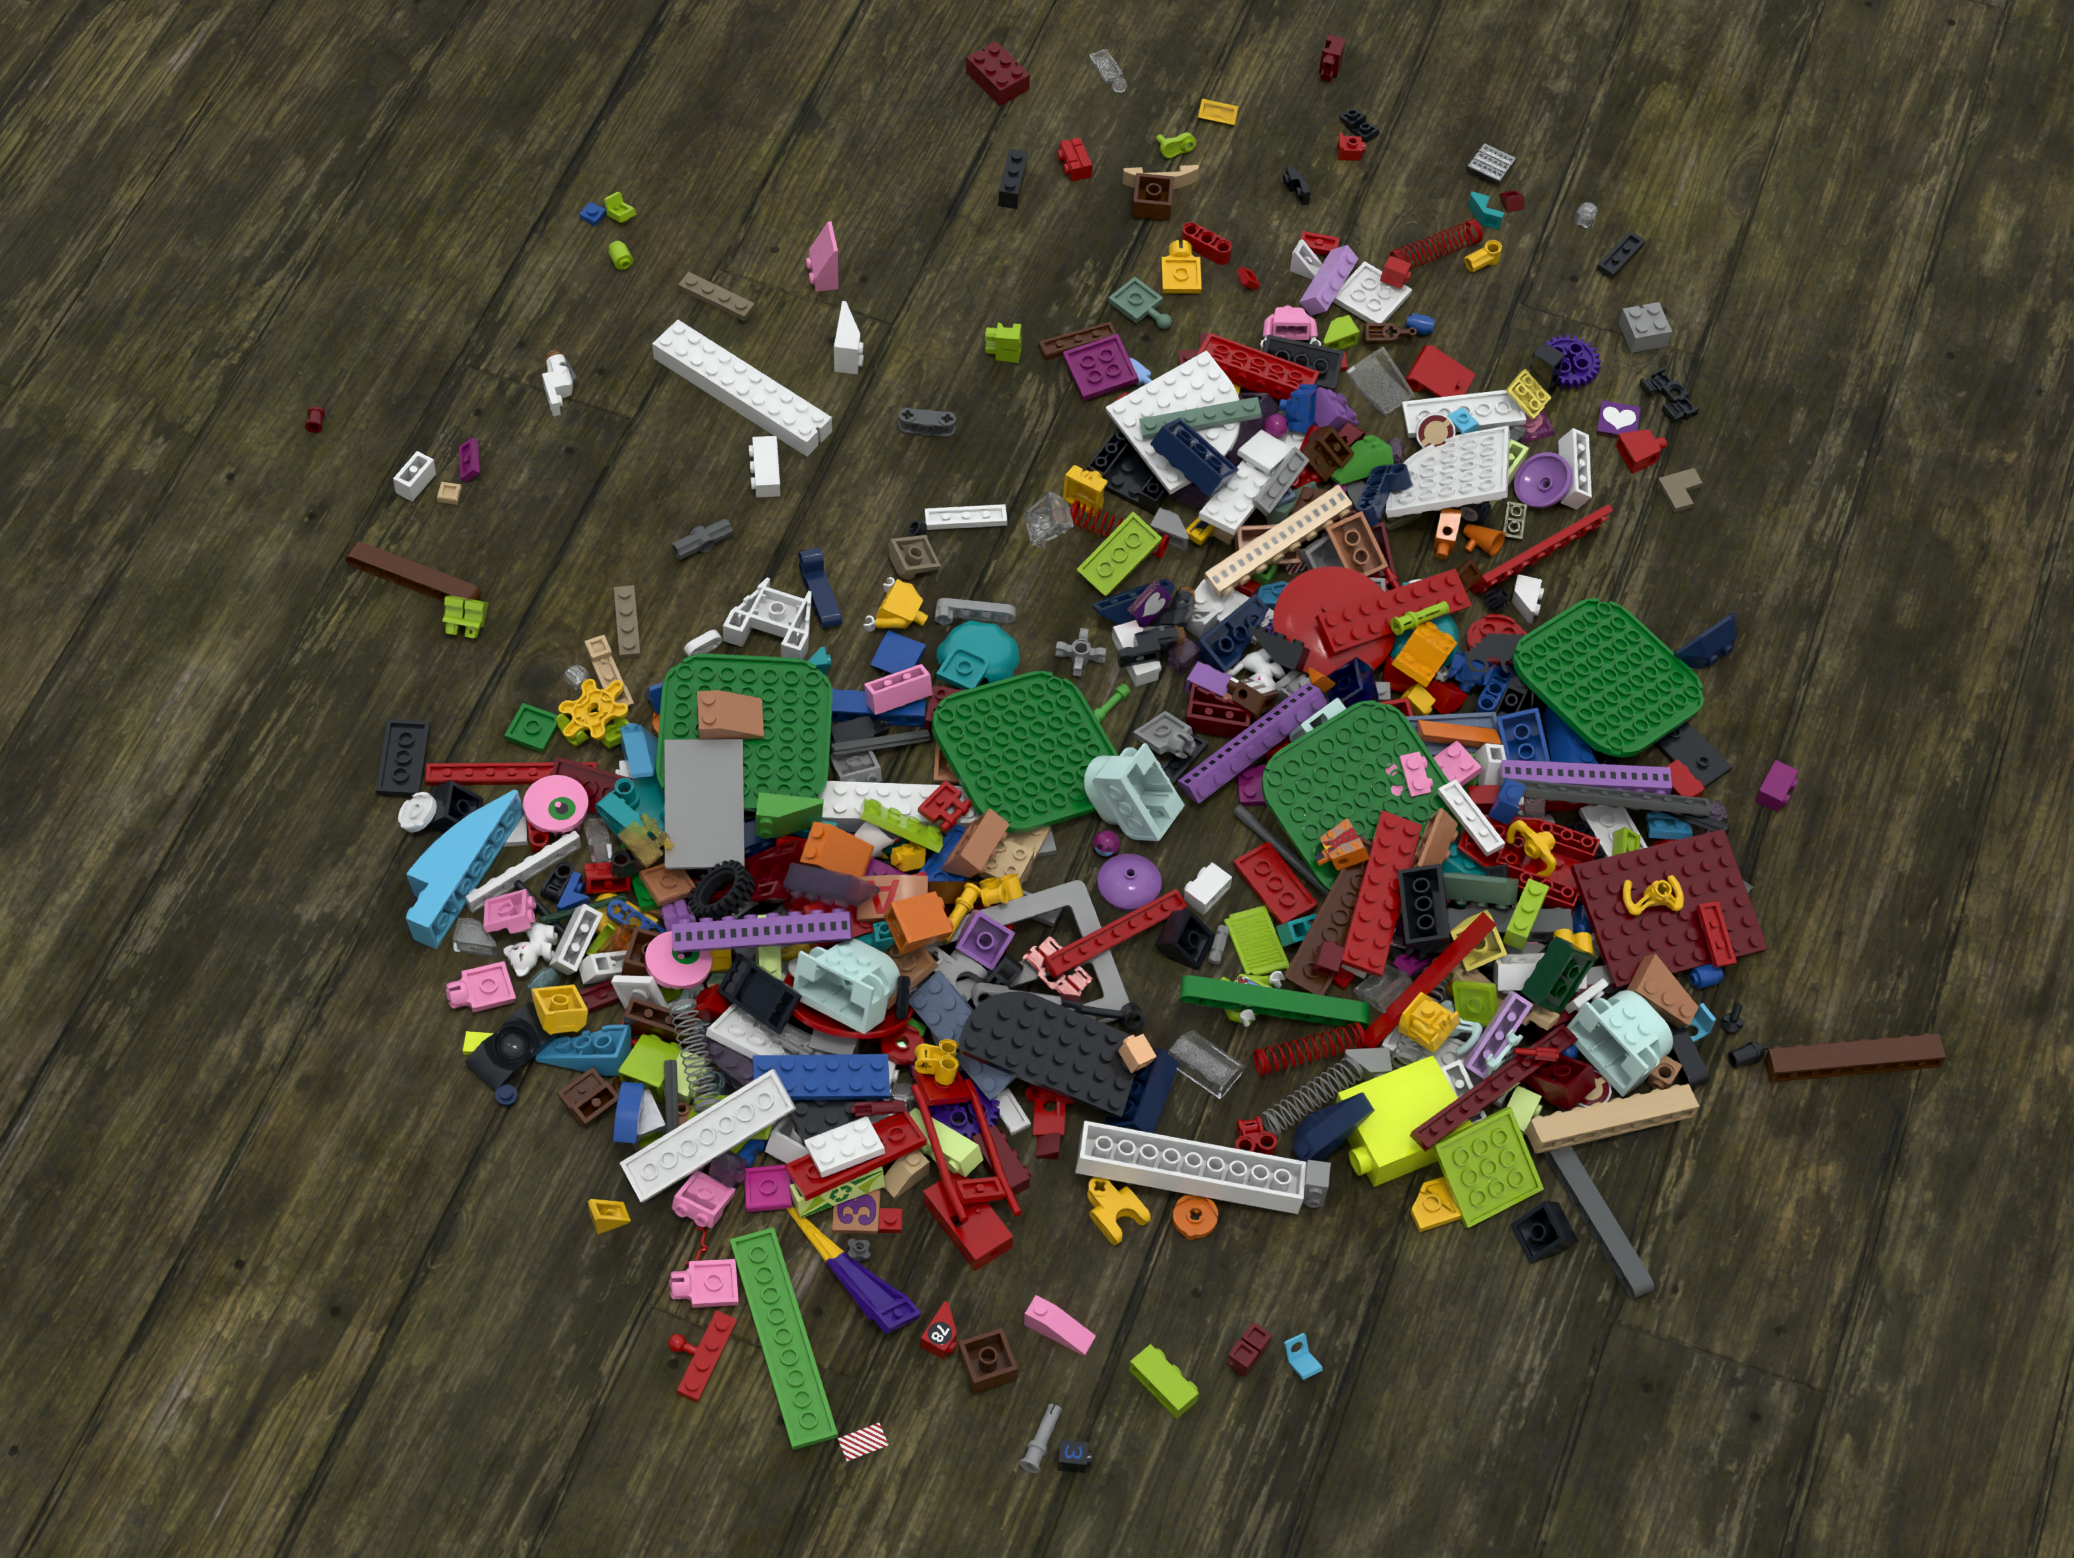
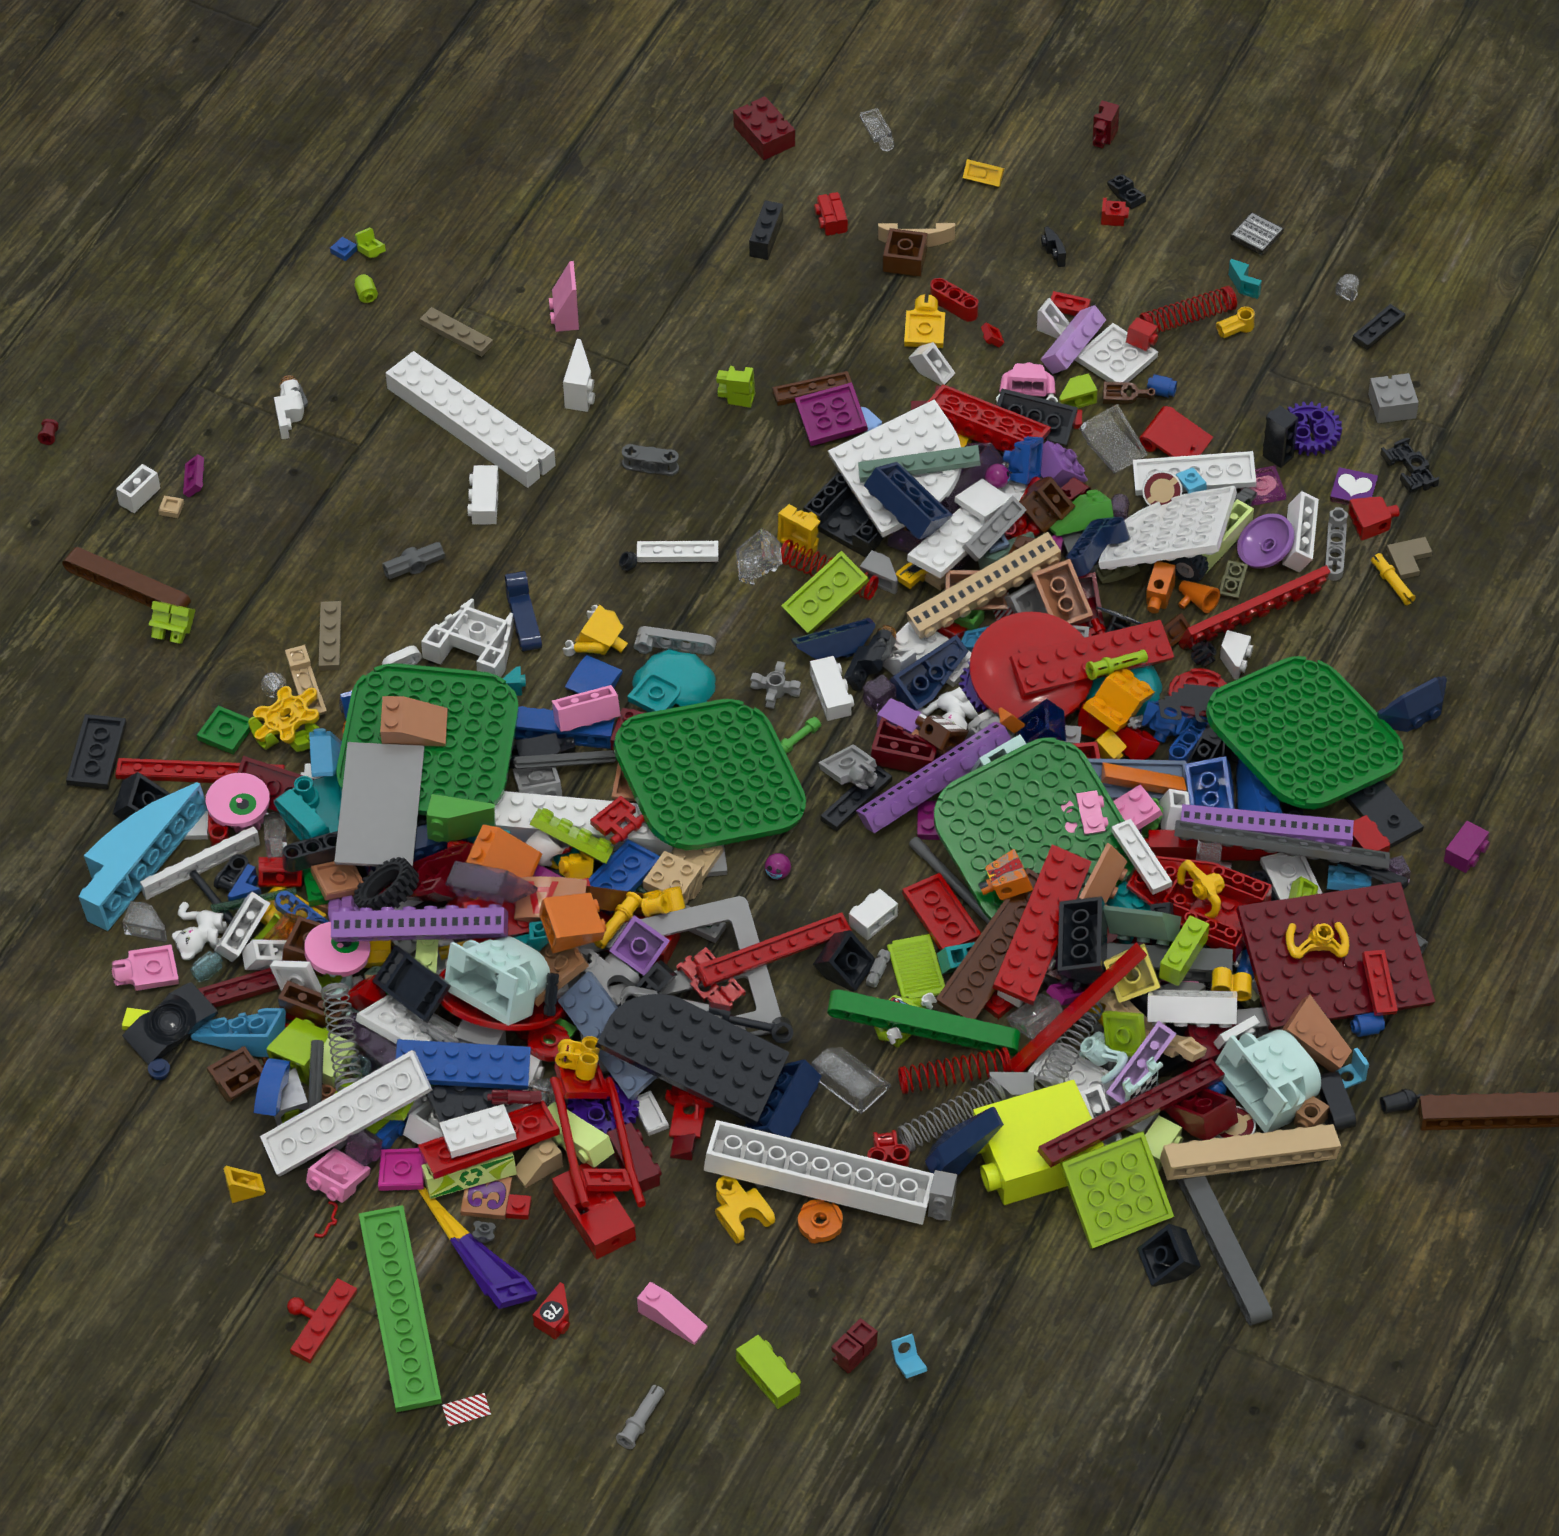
camera: 10 degrees right, 5 degrees down
(417, 812) = (103, 802): white tile -> none
(509, 911) = (181, 897): bright pink plate -> none
(560, 1008) = (218, 990): yellow slope -> none
(641, 844) = (313, 839): clear yellow plate -> none
(706, 1283) = (331, 1253): bright pink plate -> none
(912, 556) = (619, 585): dark tan slope -> none
(977, 845) = (644, 857): nougat slope -> none
(987, 1360) = (596, 1340): reddish brown brick -> none
(1074, 1456) = (670, 1435): black brick -> none
(1127, 891) = (795, 912): medium lavender dish -> none
(1133, 793) = (803, 812): light aqua brick -> none
(1136, 1052) = (777, 1060): light nougat brick -> none
(1138, 301) = (878, 351): sand green plate -> none
(1149, 603) = (847, 639): tile -> none
(1150, 643) = (842, 678): black plate -> none
(1173, 146) = (934, 204): lime piece -> none
(1192, 310) = (931, 363): none -> white slope
(1283, 652) = (976, 692): black slope -> none
(1328, 958) = (981, 983): dark red brick -> none
(1406, 572) = (1114, 622): none -> black shield
(1428, 1022) = (1071, 1047): yellow brick -> none
(1434, 1205) = (1060, 1225): yellow plate -> none
(1507, 801) = (1180, 842): blue slope -> none
(1512, 200) = (1274, 270): dark red slope -> none
(1528, 394) = (1261, 457): light yellow slope -> none
(1539, 1053) = (1181, 1083): red axle -> none
(1558, 975) = (1206, 1008): dark green slope -> none
(1609, 454) = (1338, 519): none -> light grey beam
(1663, 506) = (1388, 572): none -> yellow pin
(1732, 1022) = (1389, 1070): black plate -> none

